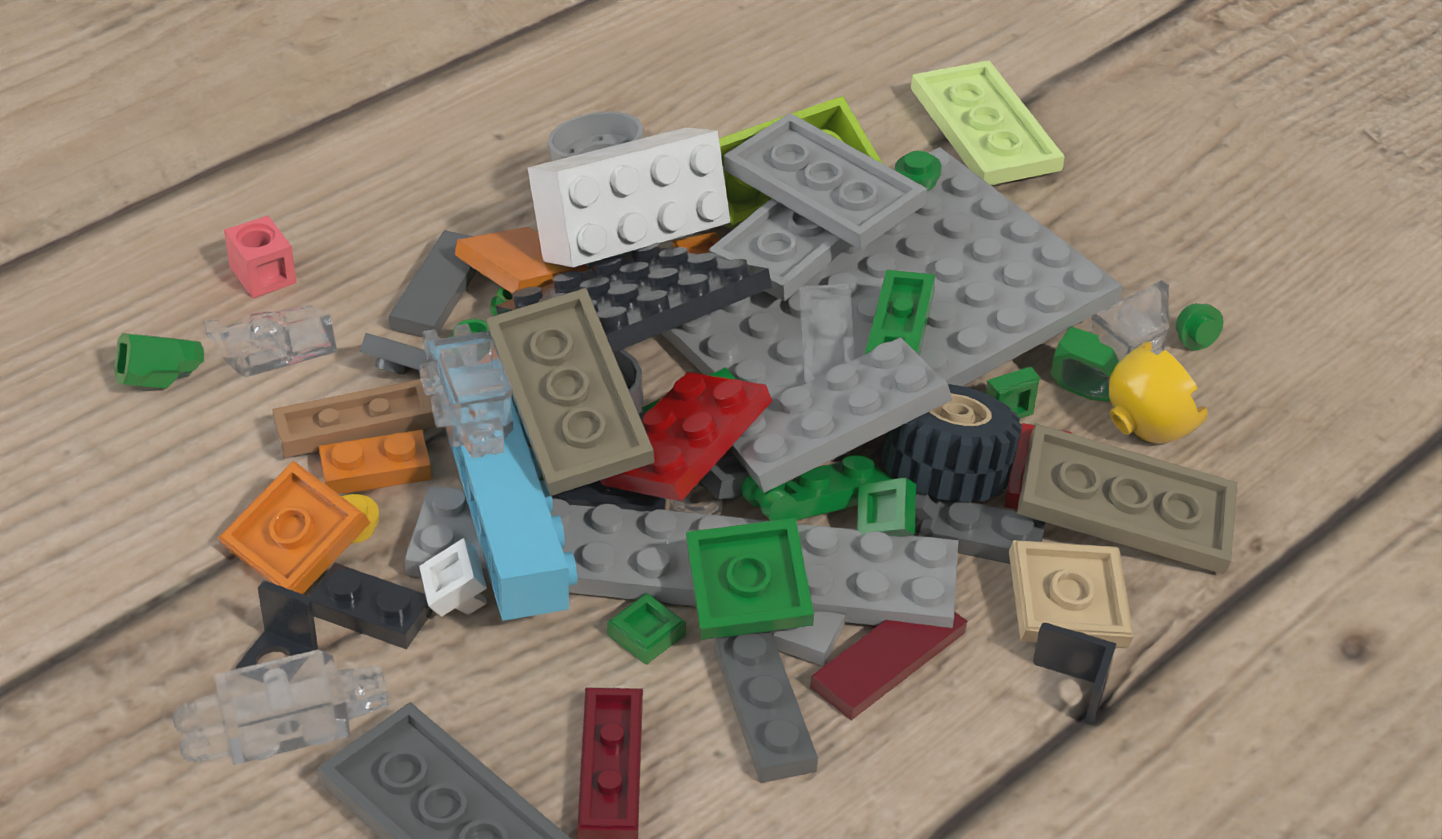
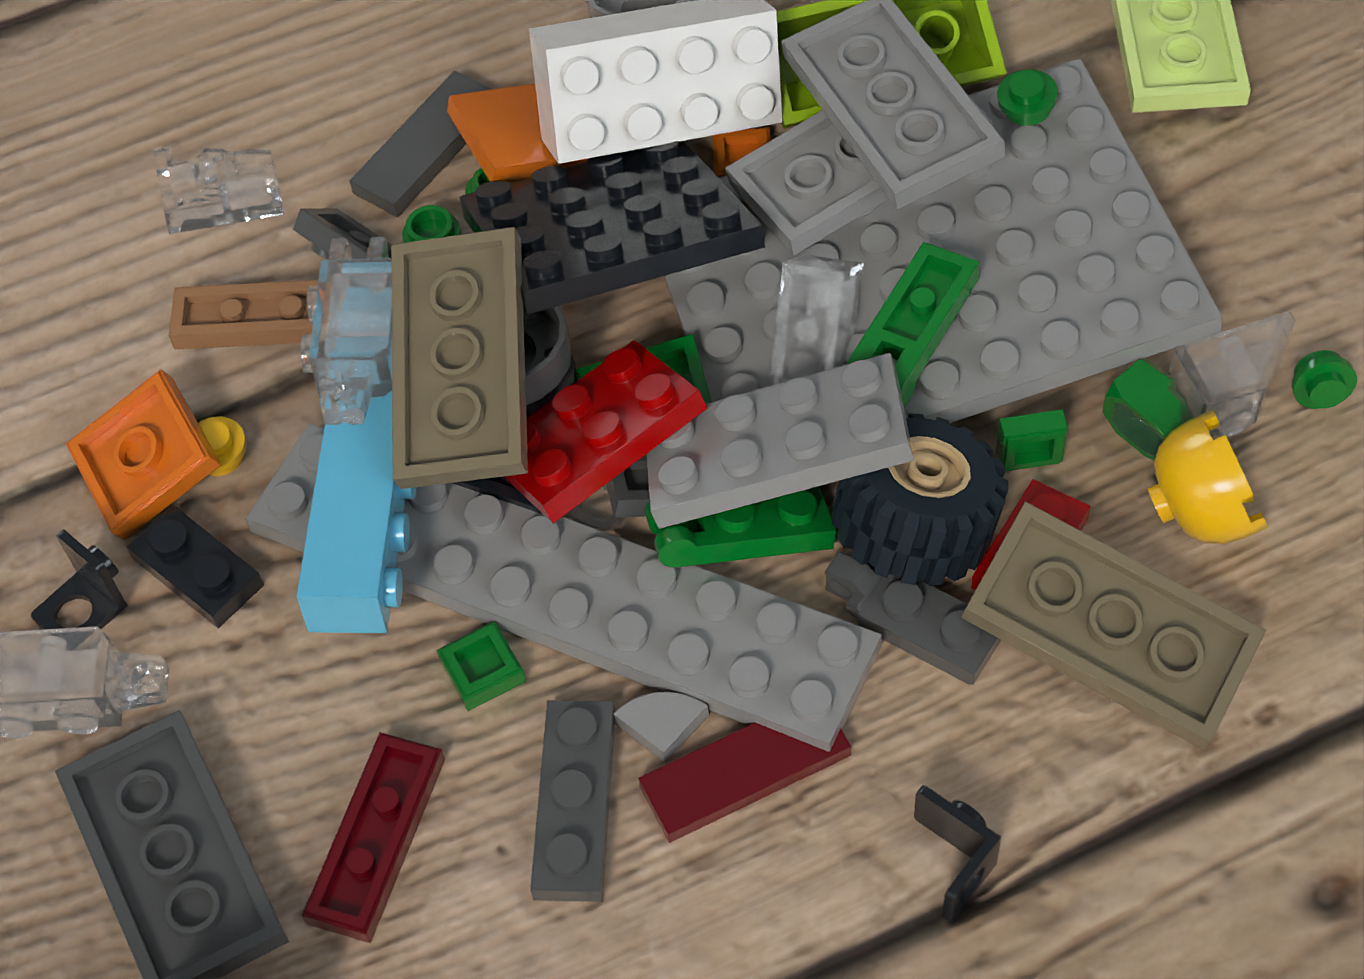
camera: 25 degrees right, 15 degrees up
(155, 359) = (81, 194): green rock -> none
(260, 256) = (236, 74): coral brick -> none
(375, 462) = (258, 377): orange plate -> none
(454, 579) = (277, 559): white tile -> none
(749, 579) = (597, 643): green plate -> none
(887, 507) = (806, 576): green plate -> none
(1071, 589) = (991, 739): tan plate -> none

